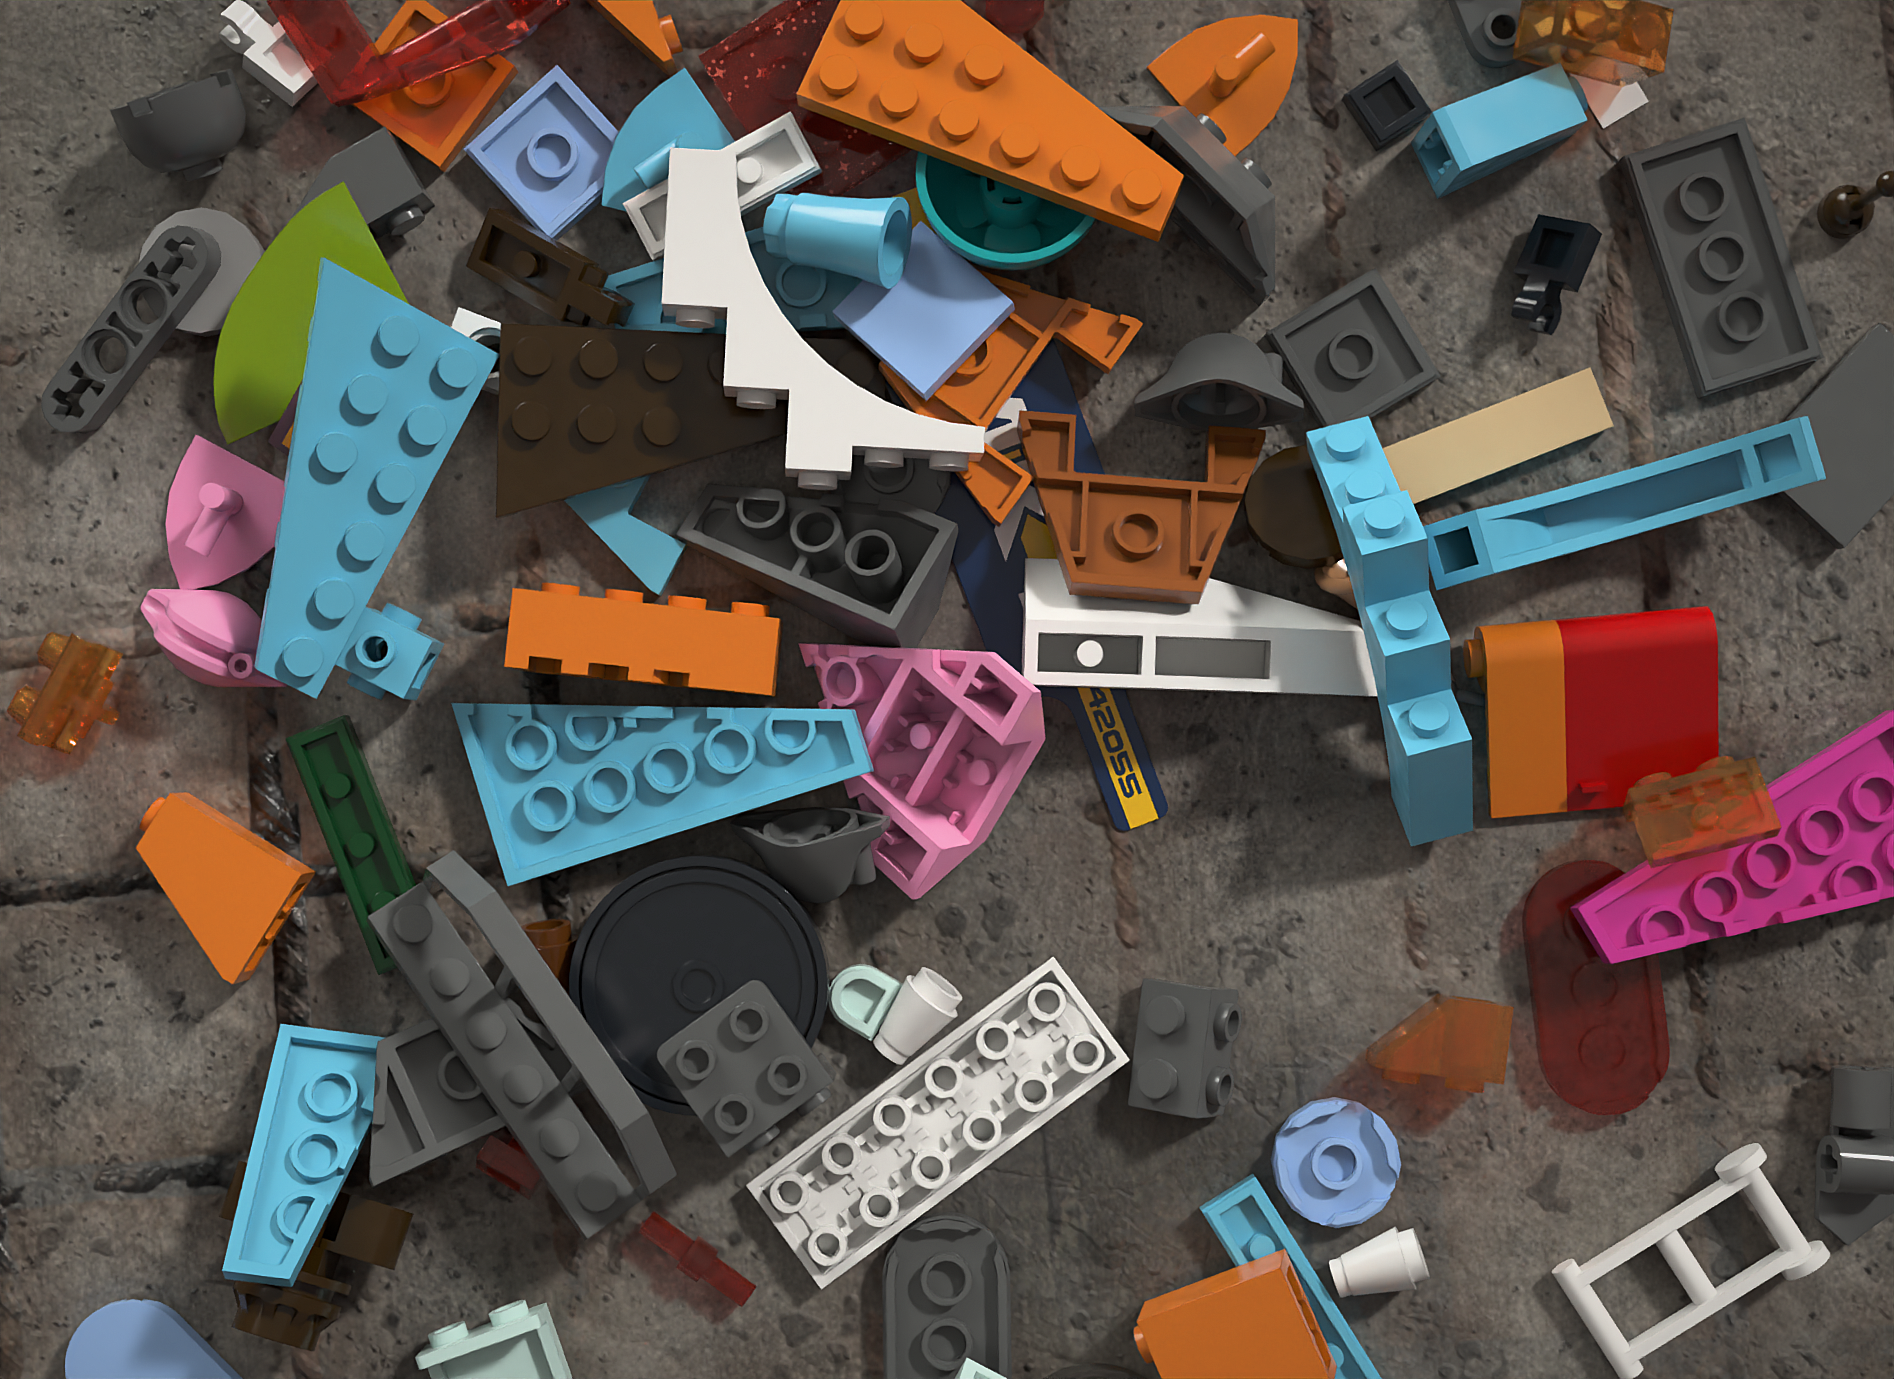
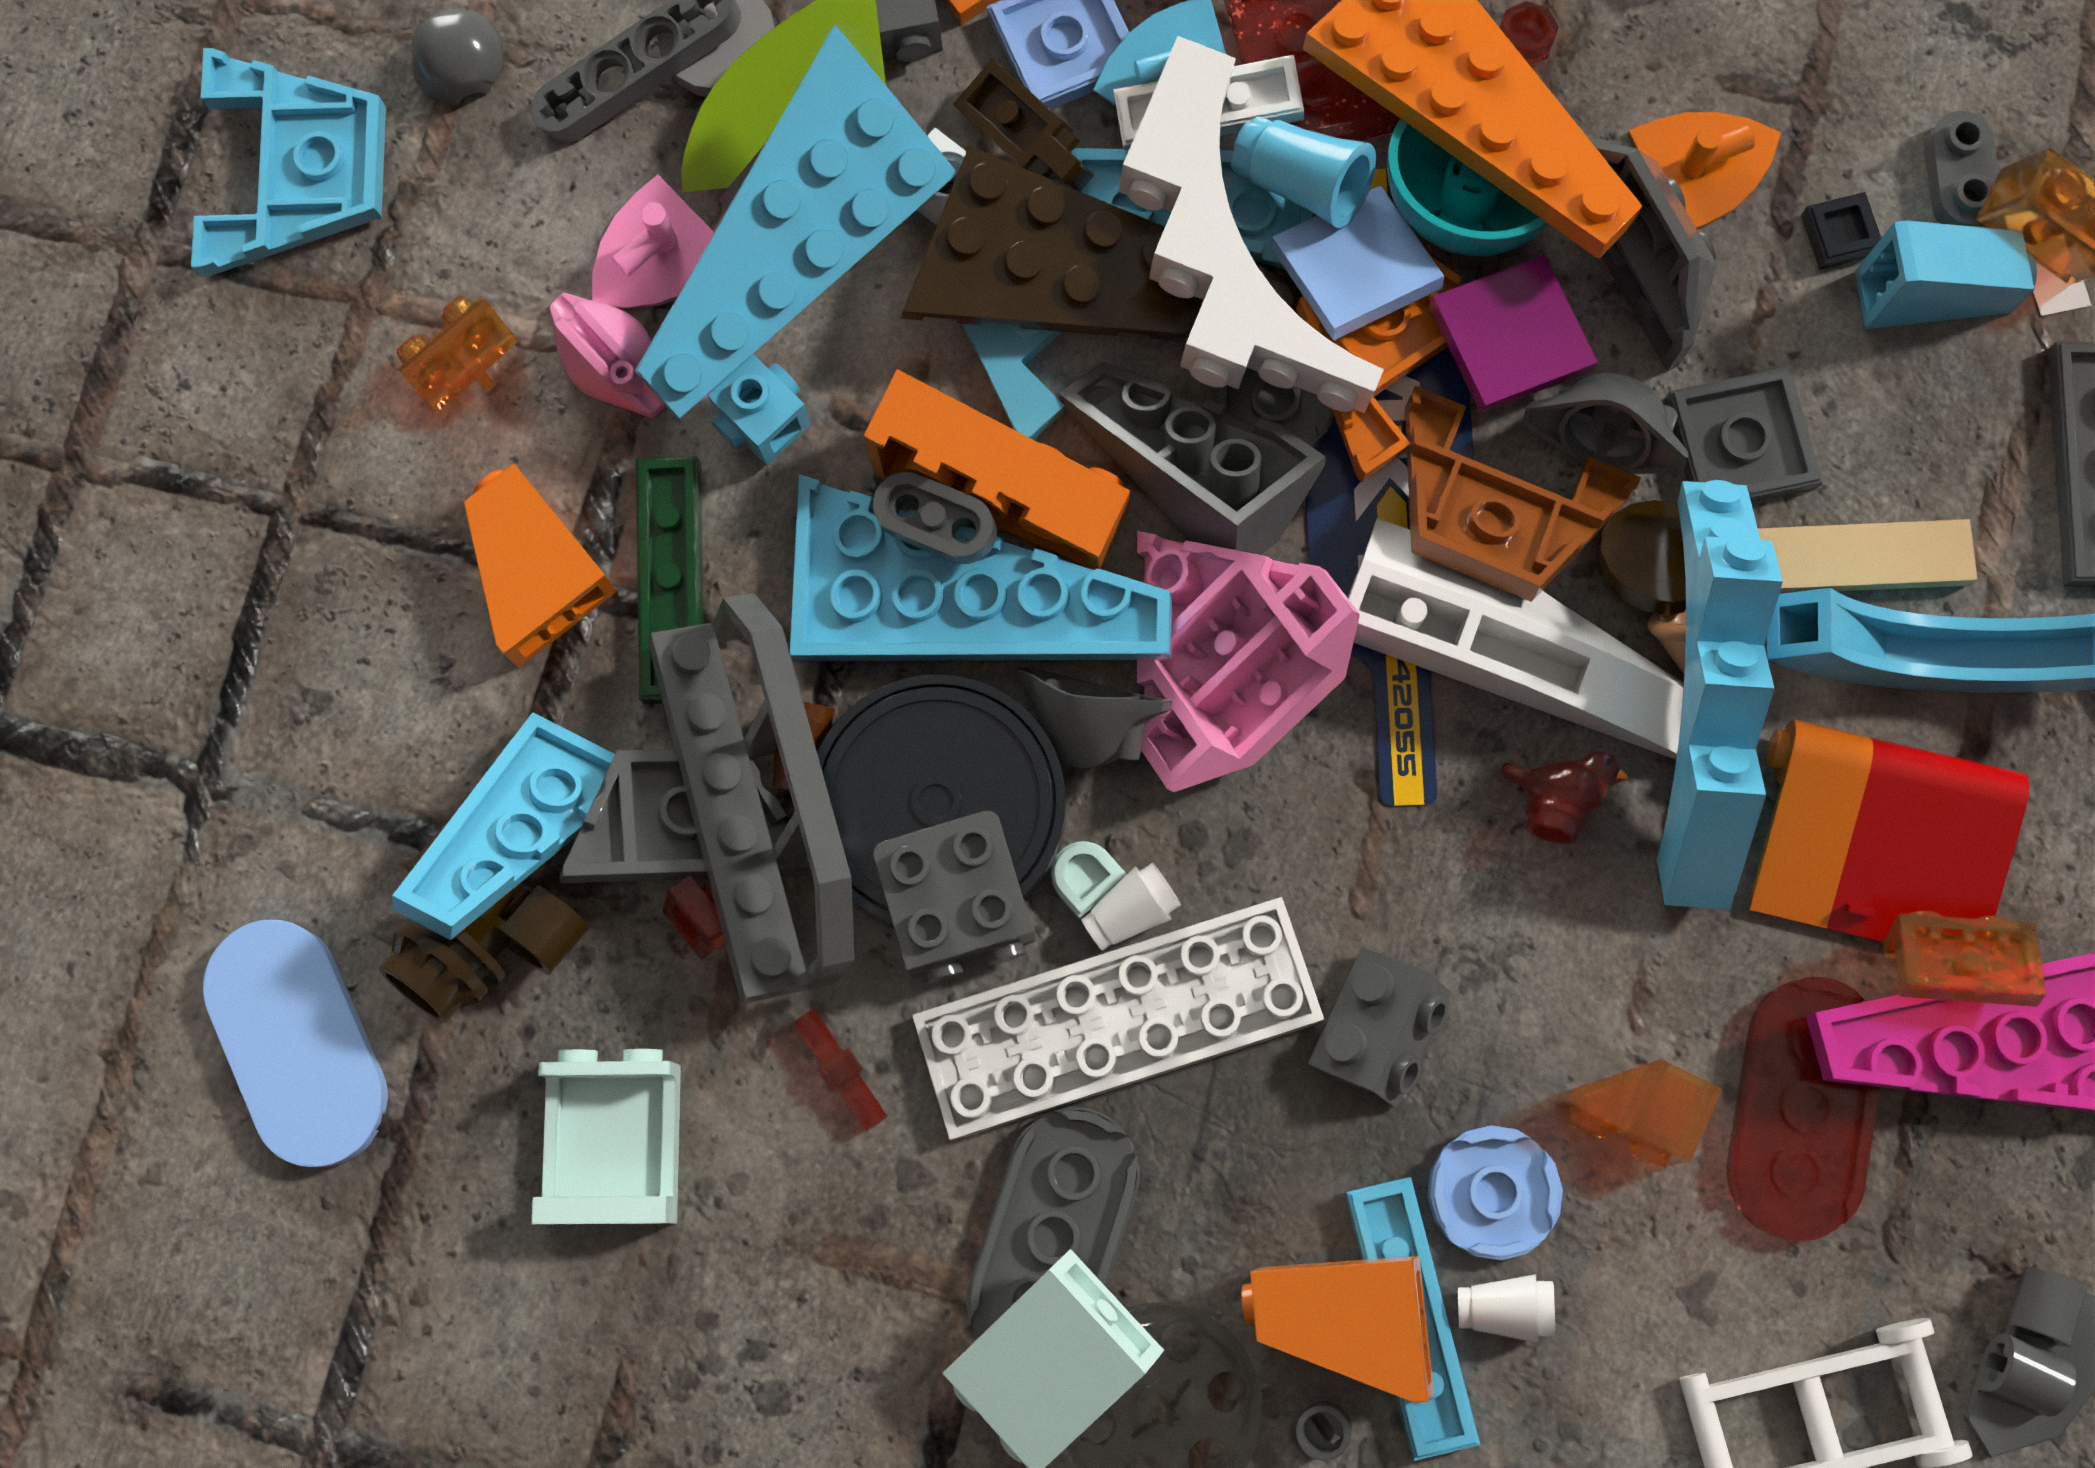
camera: 20 degrees right, 10 degrees down
(602, 712) = (938, 517): none -> dark grey plate
(1097, 331) = (1512, 333): none -> magenta tile
(1287, 767) = (1565, 793): none -> clear red animal
(1552, 262) = (1959, 411): black plate -> none

